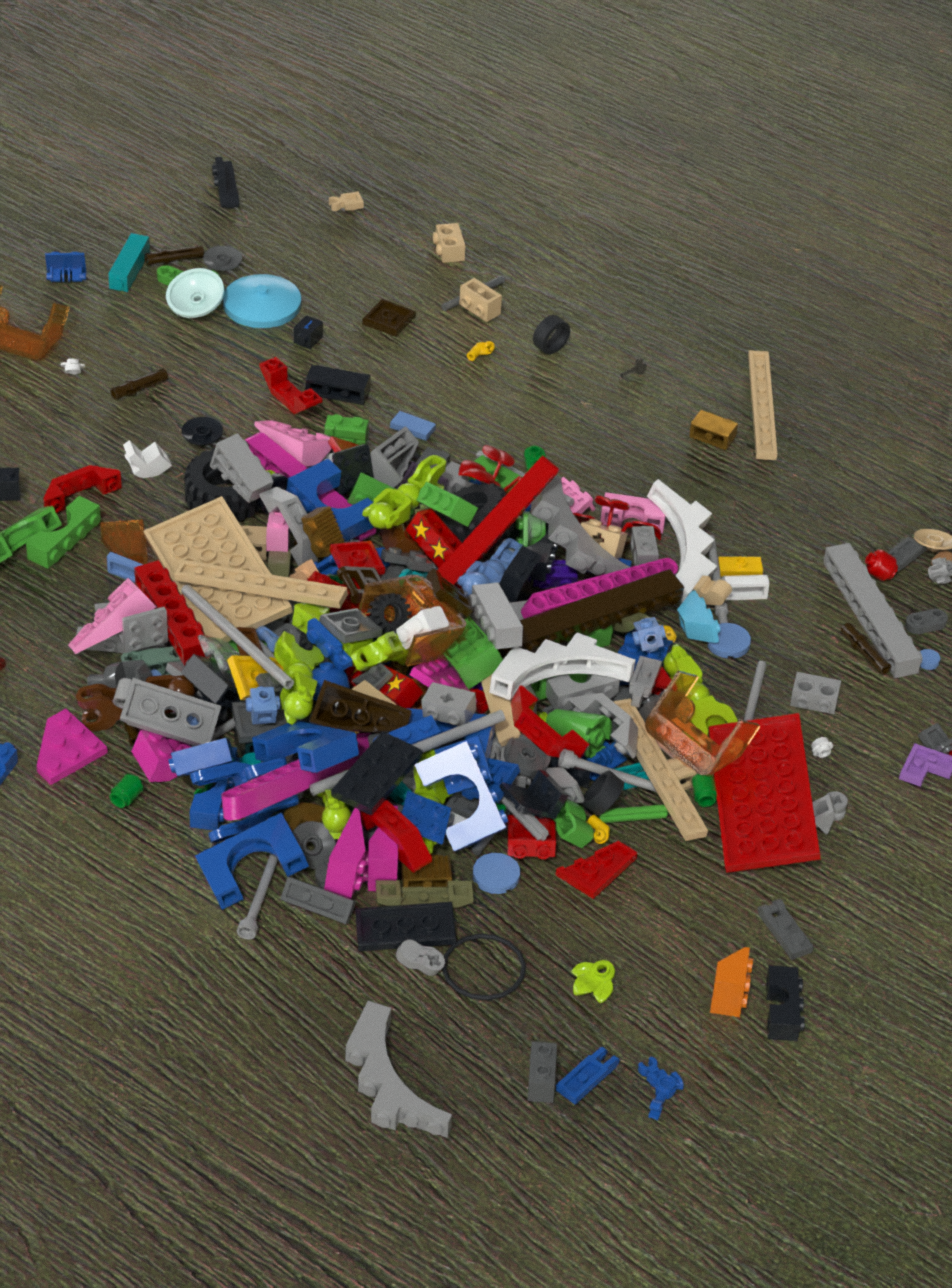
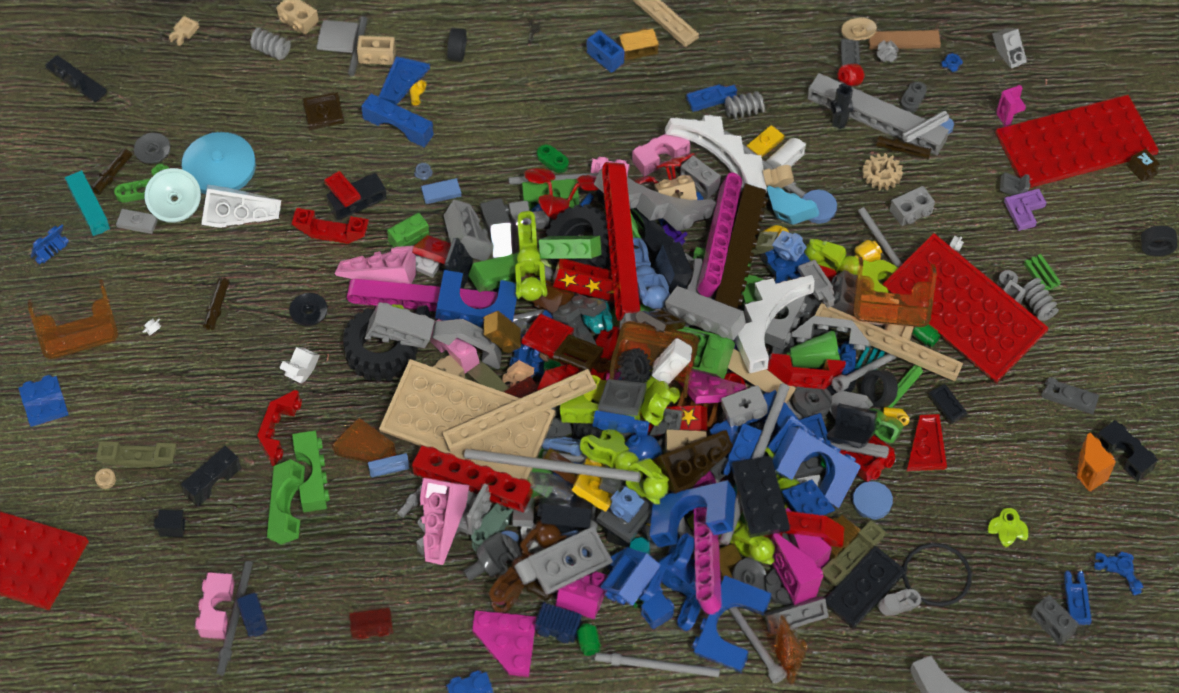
camera: 40 degrees left, 15 degrees up
(116, 760) = (558, 623): none -> dark blue brick
(132, 822) = (616, 659): none -> light grey bar
(151, 298) = (137, 221): none -> light grey plate
(233, 331) = (232, 207): none -> white wedge
(274, 907) = (789, 649): none -> clear orange wedge
(308, 332) = (286, 167): black brick -> none
(326, 365) = (342, 189): none -> red plate
(402, 247) = (270, 43): none -> light grey piece
(415, 403) = (423, 167): none -> sand blue plate
(444, 367) = (413, 126): none -> blue arch
(461, 272) = (337, 36): none -> light grey slope
(477, 331) = (401, 78): none -> blue wing
(657, 853) = (947, 404): none -> black plate
(675, 414) = (605, 51): none -> blue brick
(729, 695) = (868, 250): none -> yellow head
(732, 504) = (710, 96): none -> blue hinge
(752, 527) = (744, 103): none -> light grey piece
(820, 651) = (882, 171): none -> tan gear
(835, 573) = (842, 106): none -> black piece
(847, 836) = (1039, 301): none -> light grey piece
(883, 811) = (1044, 270): none -> bright green tile
(899, 638) = (925, 126): none -> light grey axle

